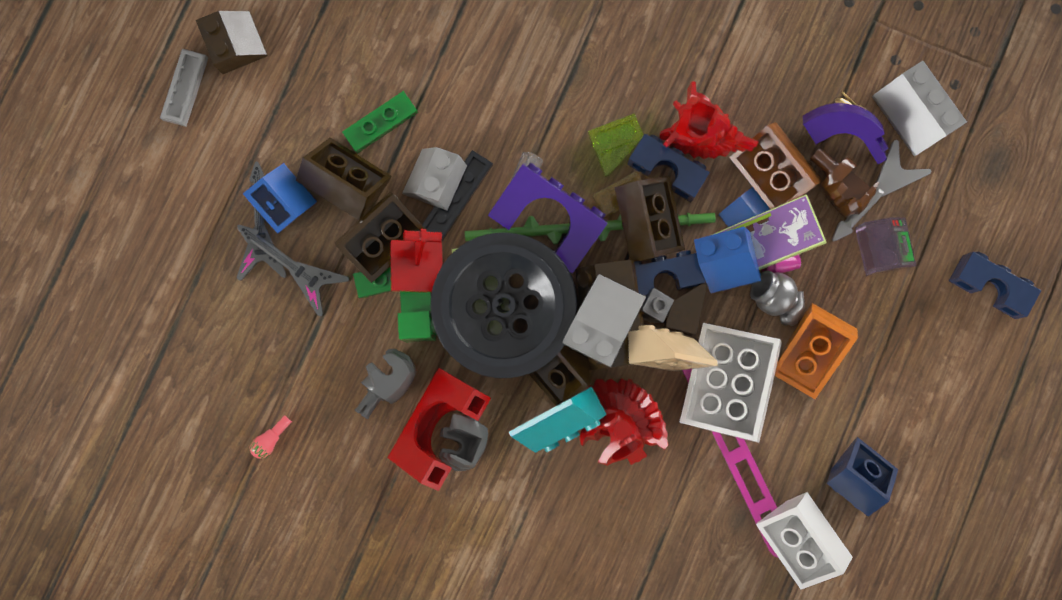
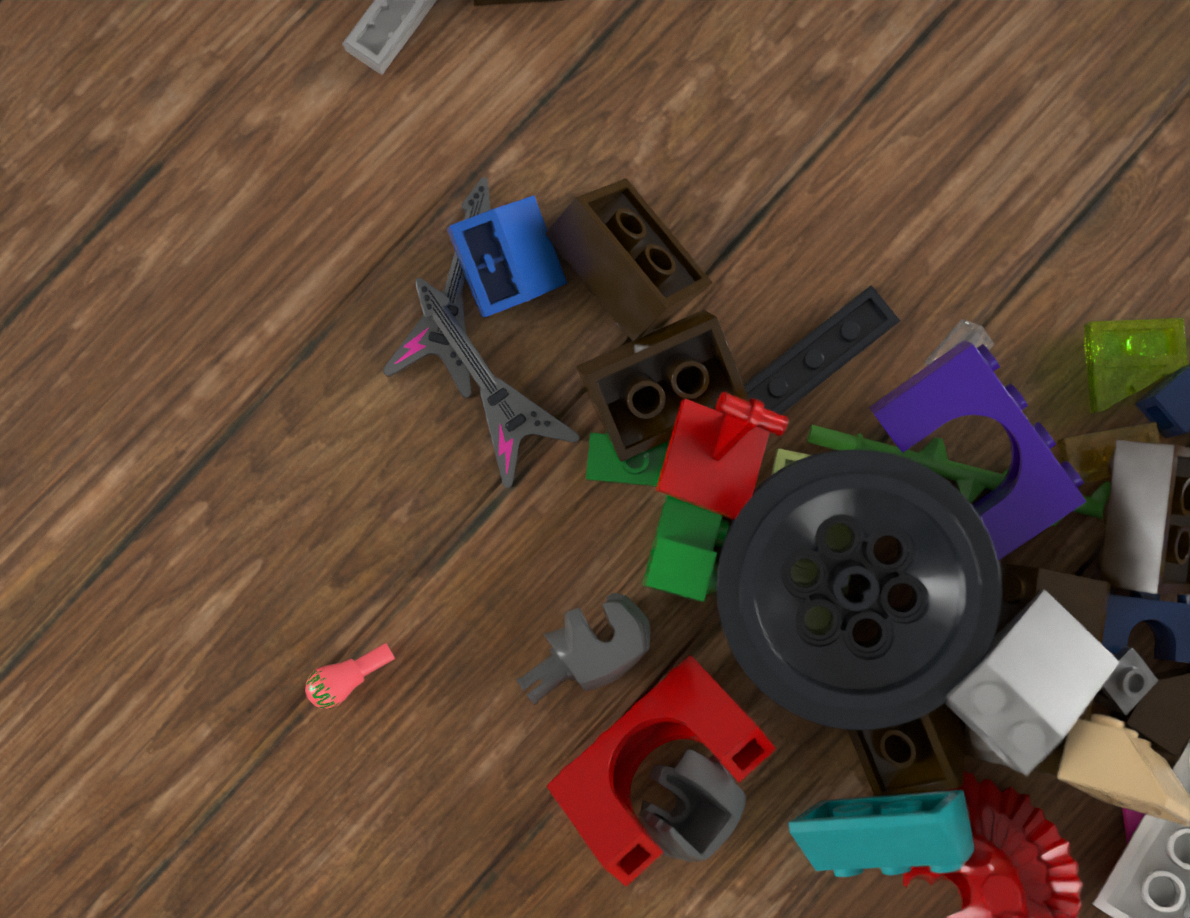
camera: 10 degrees right, 0 degrees up
(380, 122) = (723, 181): green plate -> none
(435, 177) = (793, 310): light grey slope -> none

